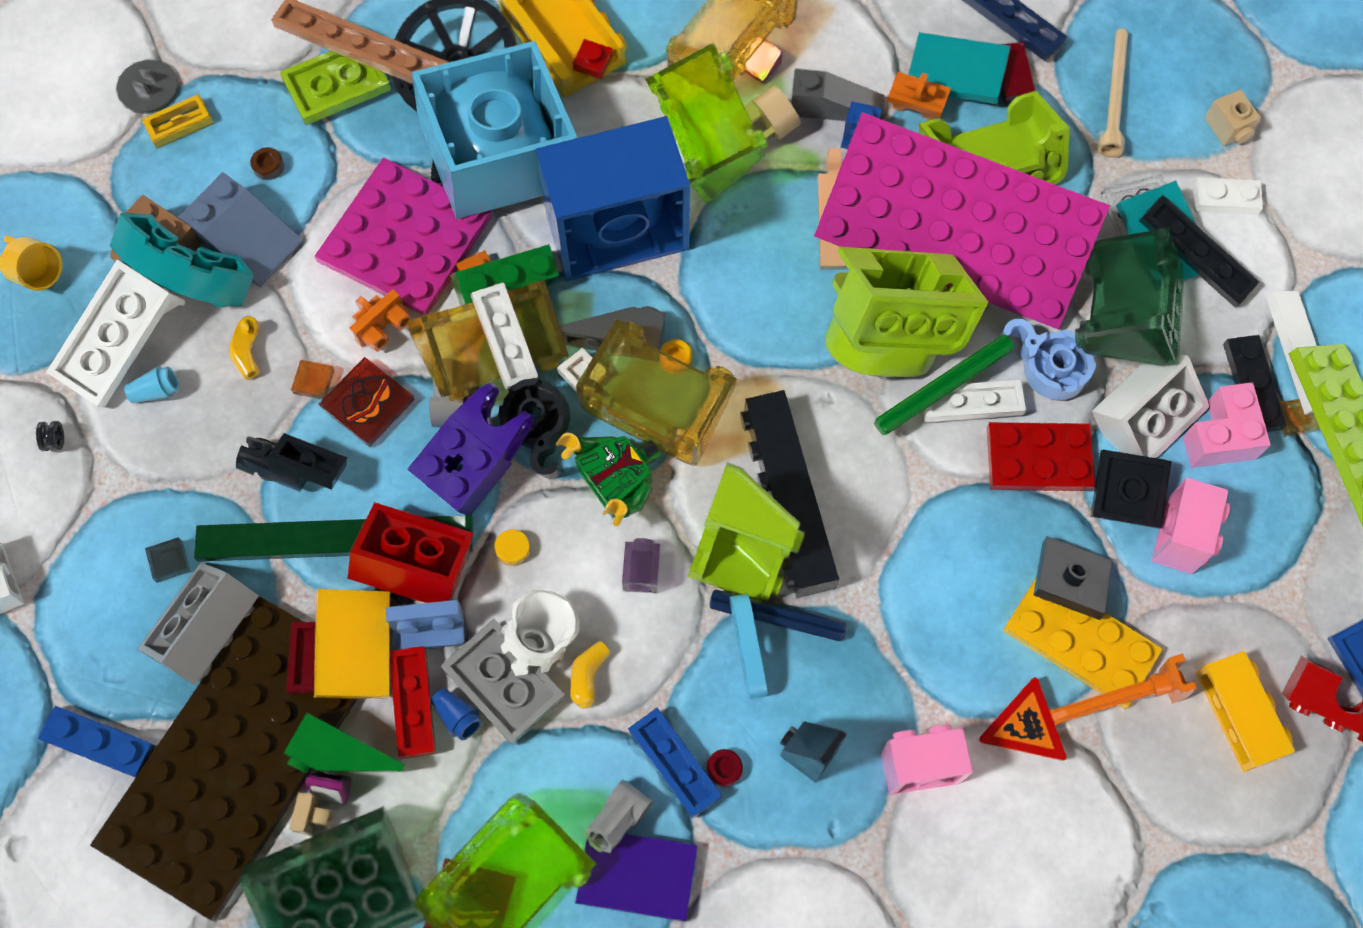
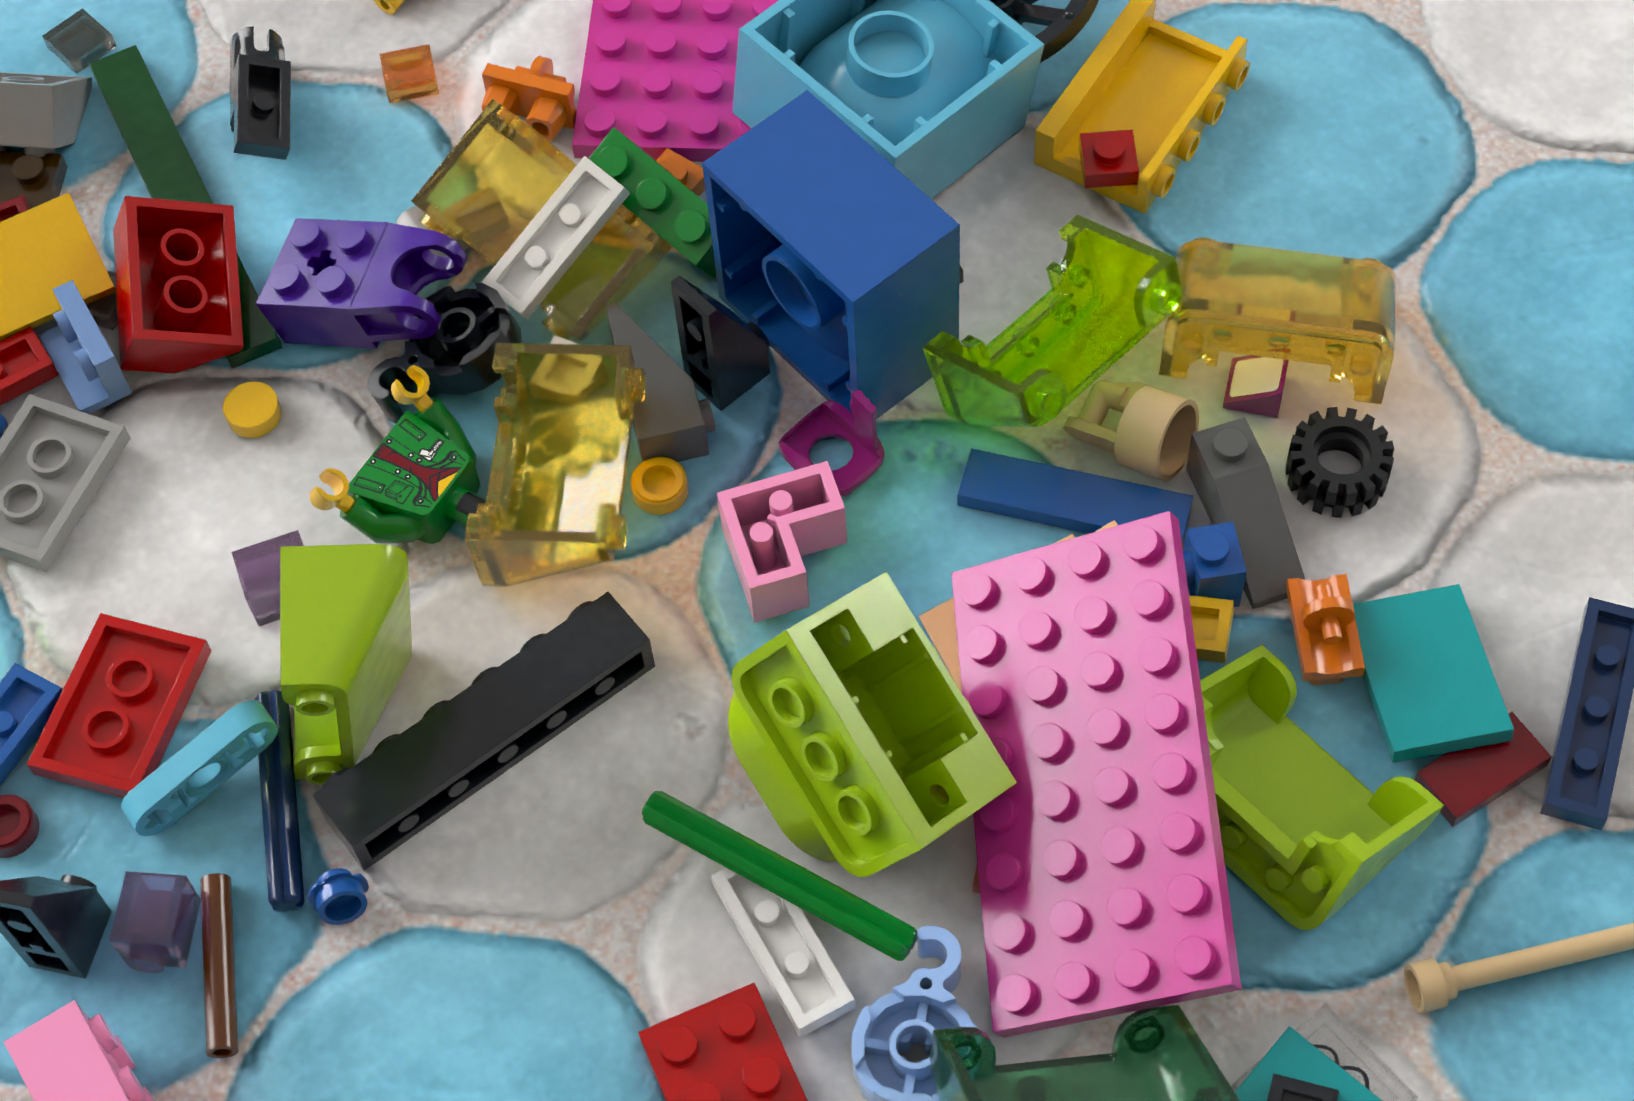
camera: 70 degrees right, 10 degrees down
(366, 401) = (399, 143): clear red tile -> none
(539, 630) = (115, 479): white hair -> none
(583, 674) = (86, 577): yellow arm -> none
(620, 285) = (717, 345): none -> black slope
(681, 680) = (119, 706): none -> red plate
(702, 247) = (834, 420): none -> magenta piece
(750, 314) = (776, 524): none -> bright pink brick
(785, 170) = (1062, 495): none -> blue tile
(828, 701) = (155, 921): none -> clear purple brick
(831, 34) = (1343, 435): none -> black tyre
(852, 602) = (339, 896): none -> blue plate
(863, 678) = (218, 966): none -> reddish brown piece

